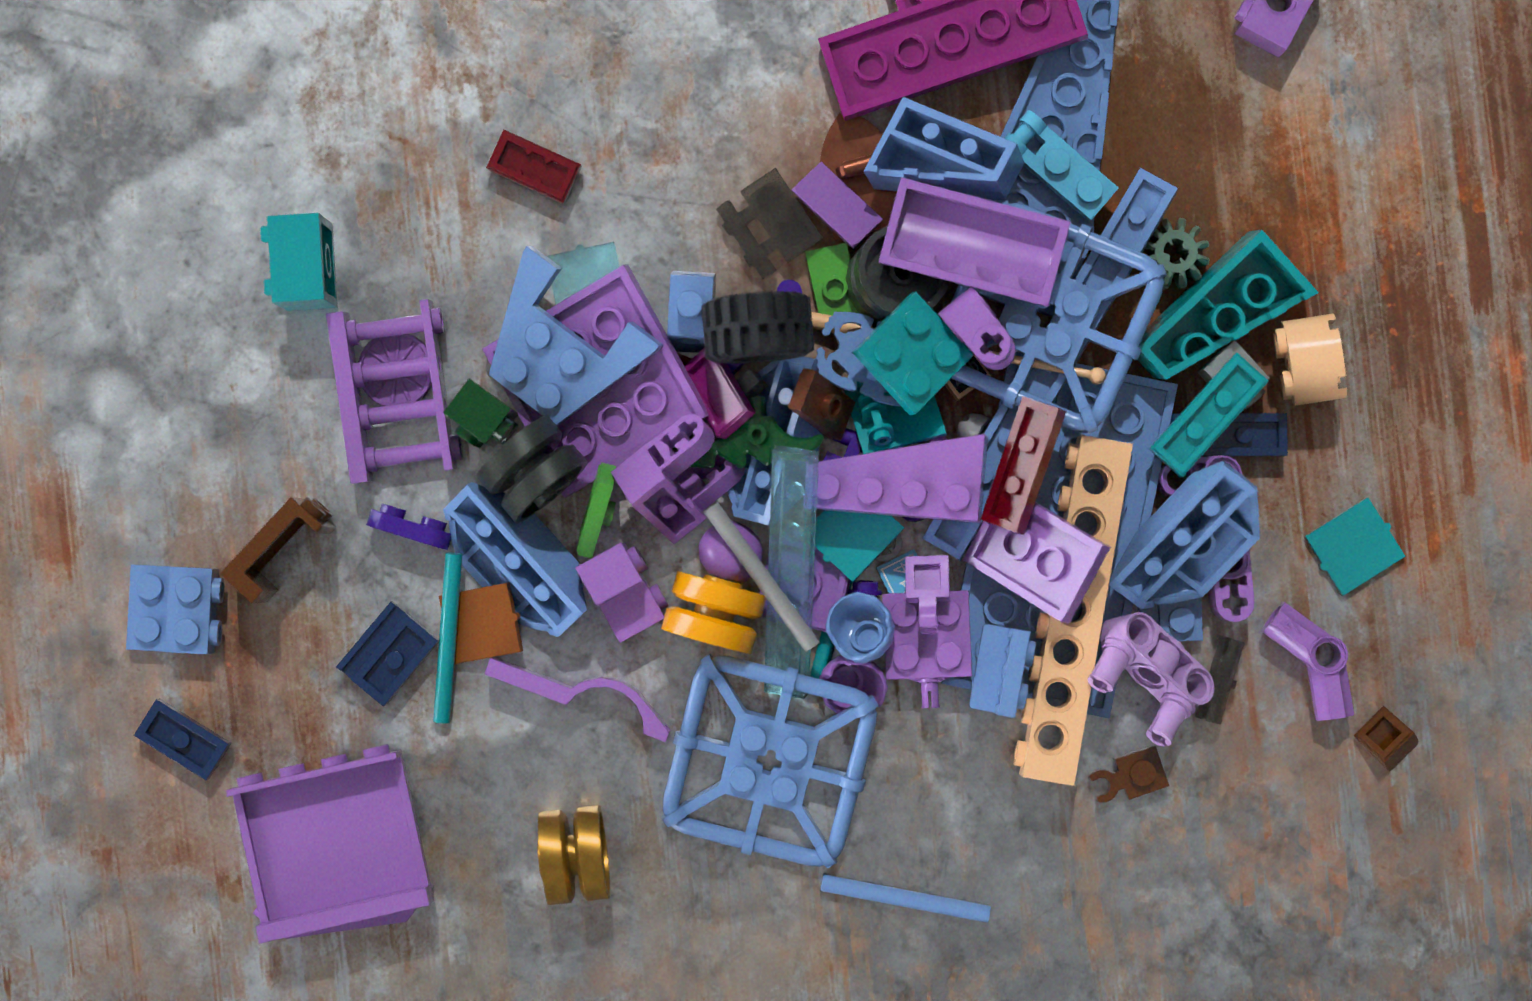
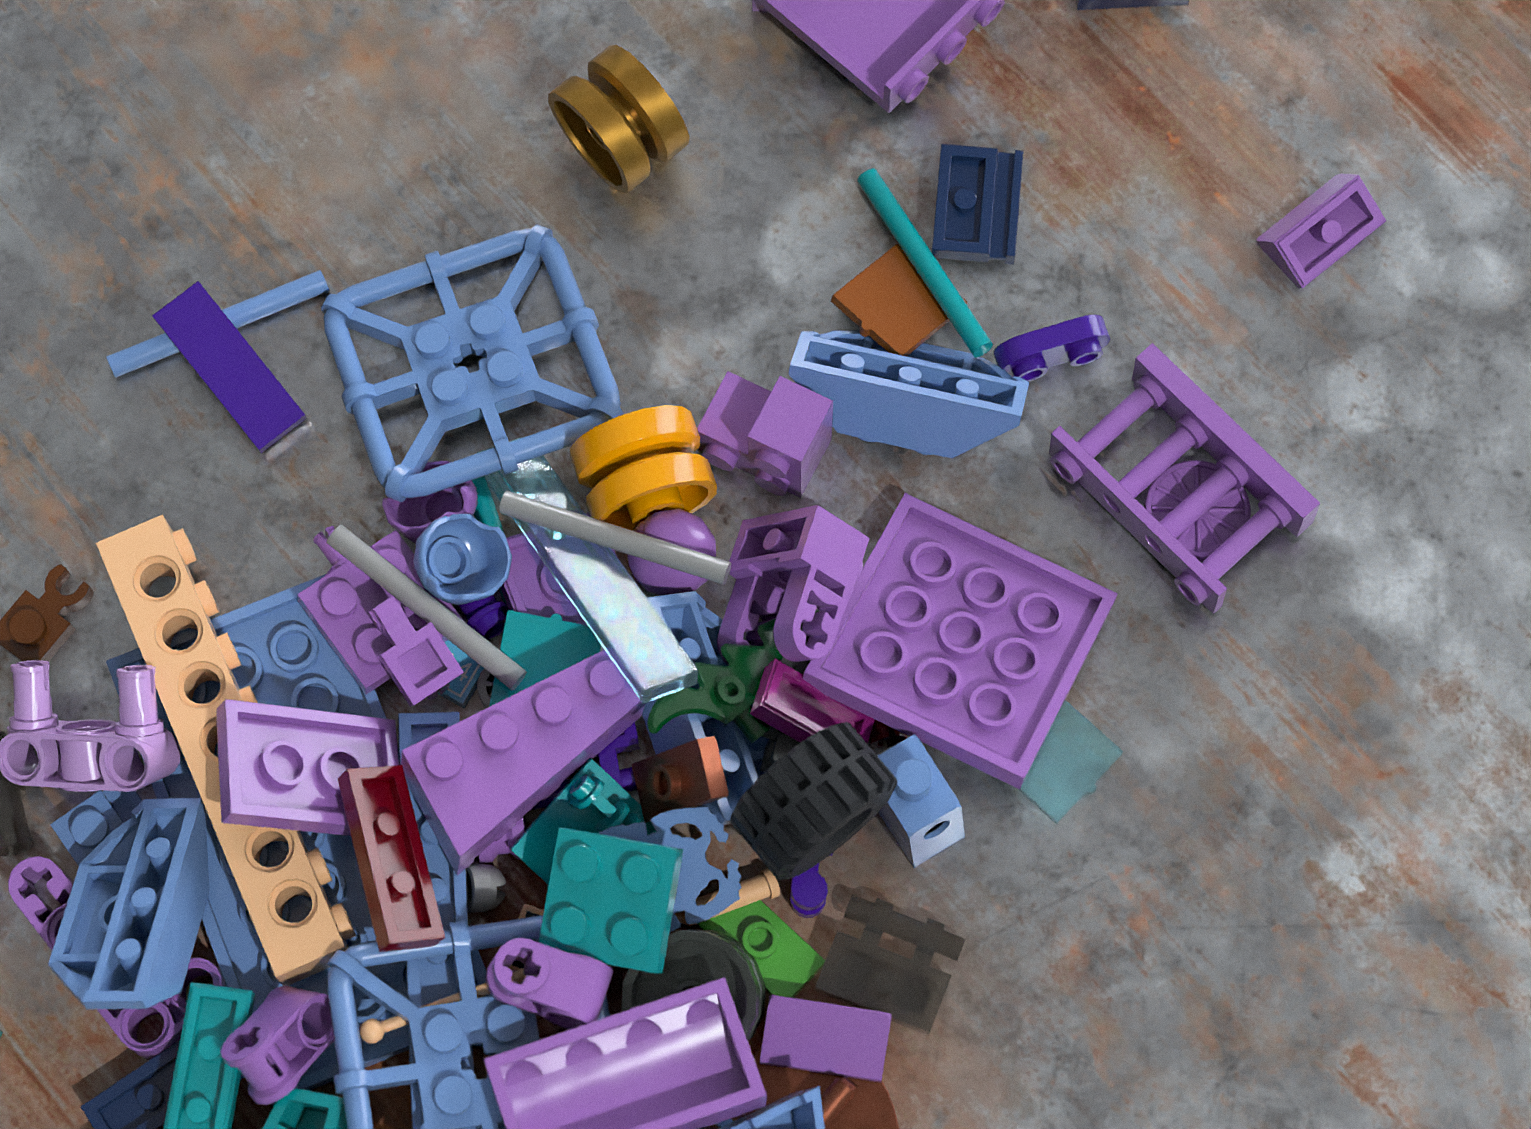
camera: 145 degrees right, 15 degrees down
(174, 609) = (1242, 101): medium blue plate -> none
(187, 495) = (1322, 228): none -> medium lavender slope
(246, 566) = (1185, 175): reddish brown panel -> none
(300, 261) = (1391, 542): teal container -> none
(481, 416) = (1062, 511): dark green brick -> none
(531, 469) = (959, 481): pearl dark grey wheel -> none
(533, 167) = (1212, 841): dark red plate -> none
(547, 360) = (1031, 621): medium blue wing -> none
(564, 693) = (756, 287): medium lavender piece -> none
(598, 511) = (854, 497): bright green plate -> none
(901, 613) = (426, 607): none -> light grey bar
(917, 860) = (229, 367): none -> dark purple tile
(1000, 670) = (269, 620): medium blue bracket -> none
(1150, 409) = (280, 1040): none -> medium lavender piece

